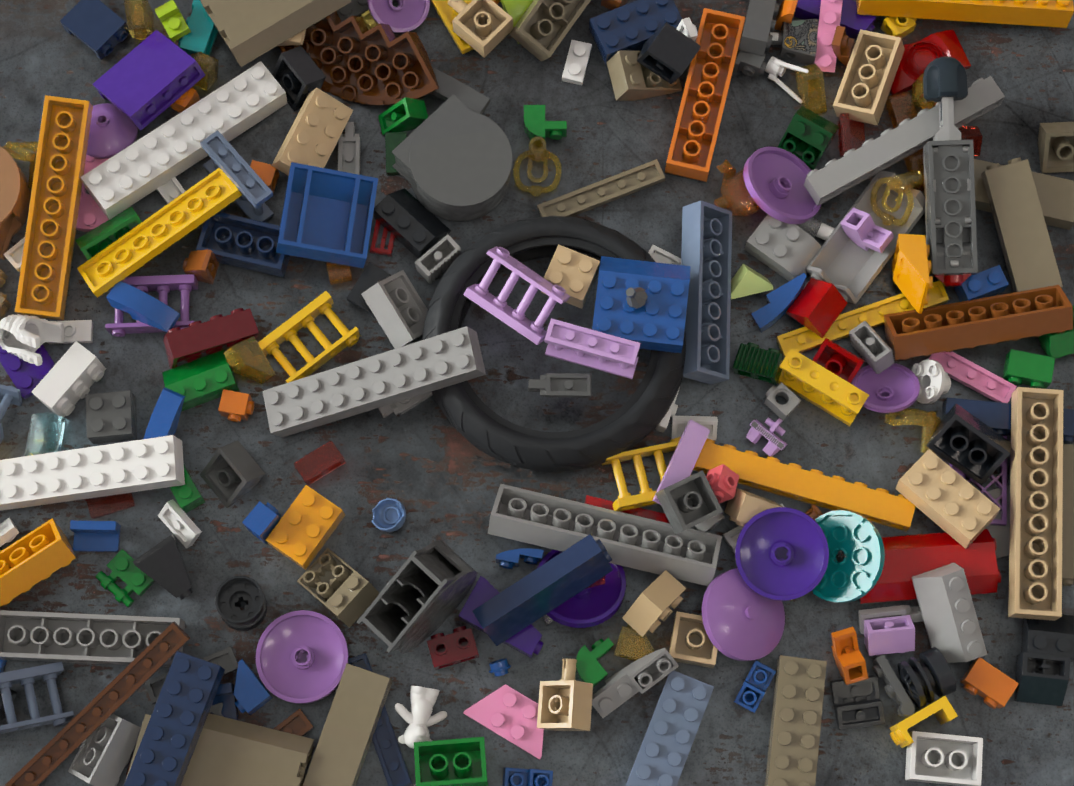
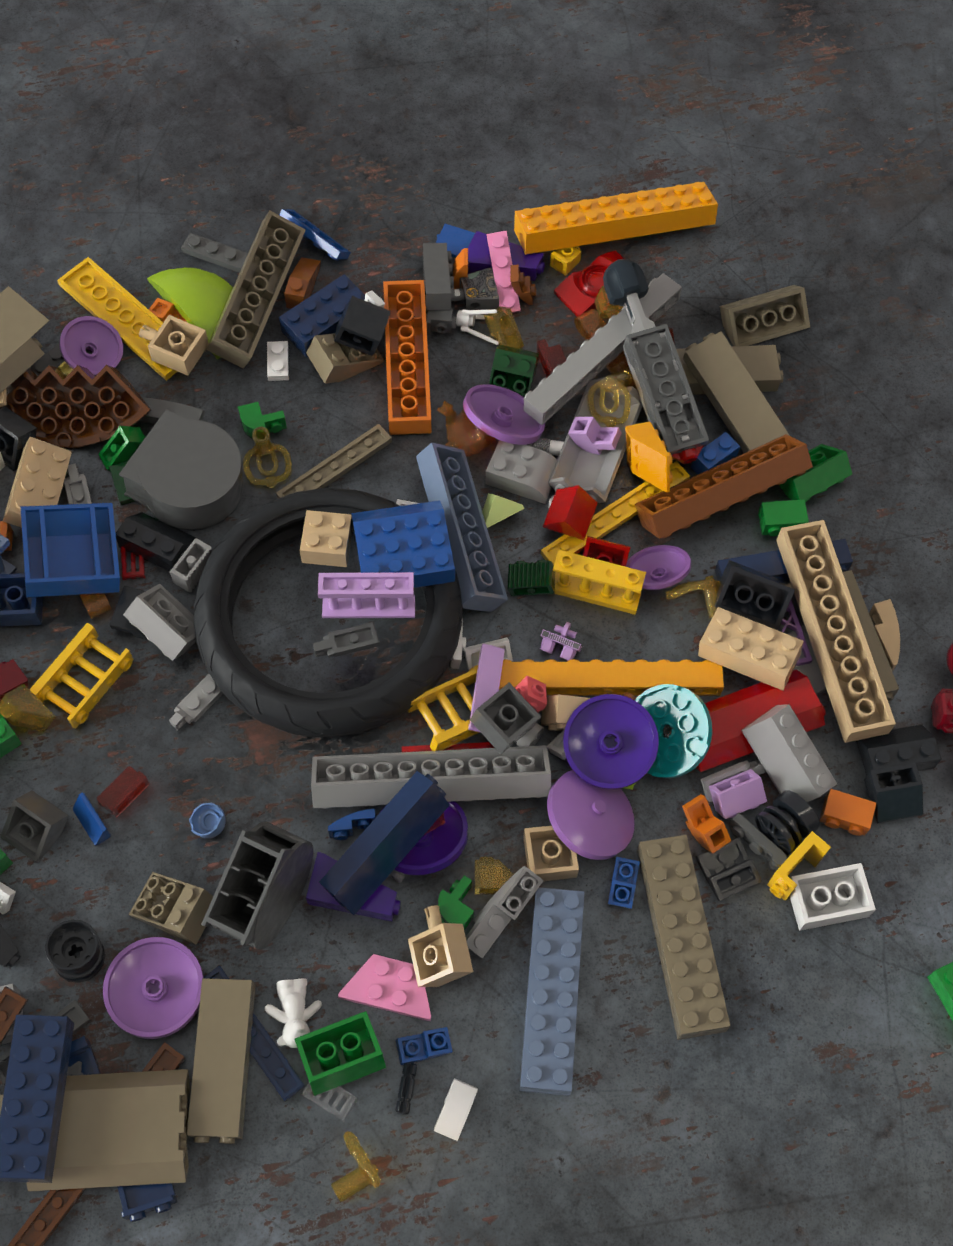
camera: 20 degrees left, 10 degrees down
(236, 405) = (21, 758): orange brick -> none
(249, 690) = (106, 1039): blue slope -> none
(262, 520) = (78, 862): blue brick -> none
(283, 482) = (90, 820): none -> blue slope
(305, 527) = (124, 856): light orange brick -> none
(374, 382) = (156, 691): light grey brick -> none
(452, 648) = (309, 933): dark red brick -> none
(498, 306) = (263, 582): lavender fence -> none
(499, 667) = (362, 939): blue plate -> none
(636, 297) = (396, 534): dark grey rock -> none
(655, 604) = (500, 828): tan brick -> none
(779, 303) = (532, 519): blue slope -> none
(784, 410) = (564, 598): light grey brick -> none
(869, 76) = (553, 303): tan brick -> none
(871, 347) = (633, 534): light grey brick -> none
(932, 380) = (699, 548): white plate -> none
(975, 376) = (732, 537): bright pink plate -> none

